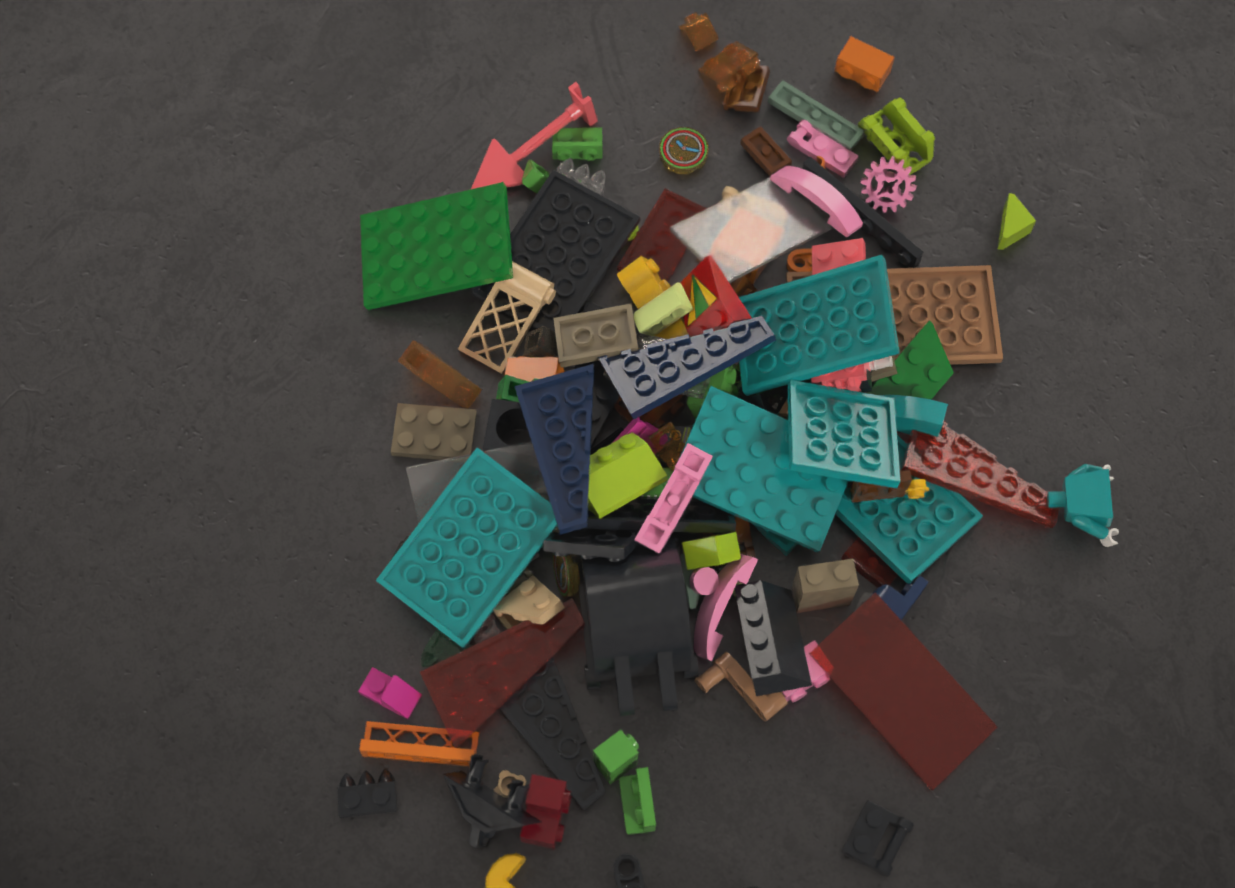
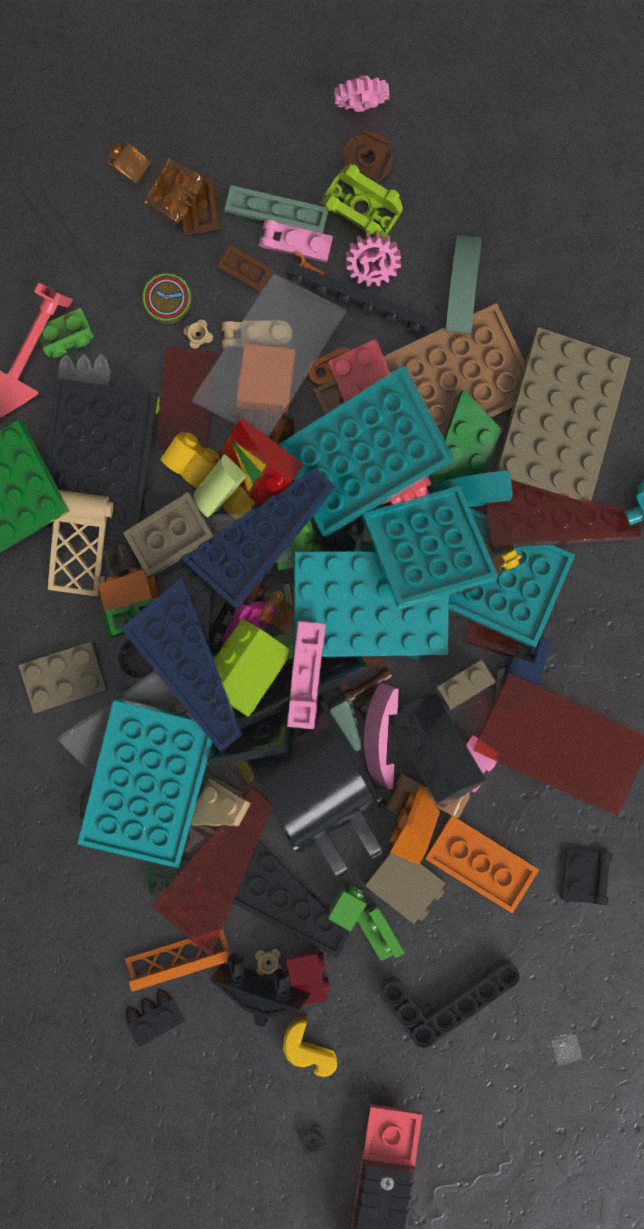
camera: 20 degrees left, 20 degrees up
(390, 692) = (133, 926): dark pink slope -> none
(439, 374) = (42, 624): clear orange slope -> none
(534, 176) = (41, 387): bright green slope -> none
(685, 763) = (406, 886): none -> dark tan brick
(699, 183) = (191, 330): none -> tan plate
(704, 581) = (359, 725): bright pink tile -> none
(711, 551) = (356, 700): lime slope -> none
(720, 703) = (414, 827): none -> orange slope
(772, 777) = (481, 864): none -> orange plate
(842, 214) = (314, 298): bright pink slope -> none
(864, 64) = (300, 134): orange brick -> none
(927, 97) = (374, 144): none -> reddish brown plate
(932, 49) = (361, 93): none -> bright pink gear
(964, 238) = (463, 284): none -> sand green slope
(1015, 222) = (502, 247): lime slope -> none
(1018, 385) = (562, 414): none -> dark tan plate

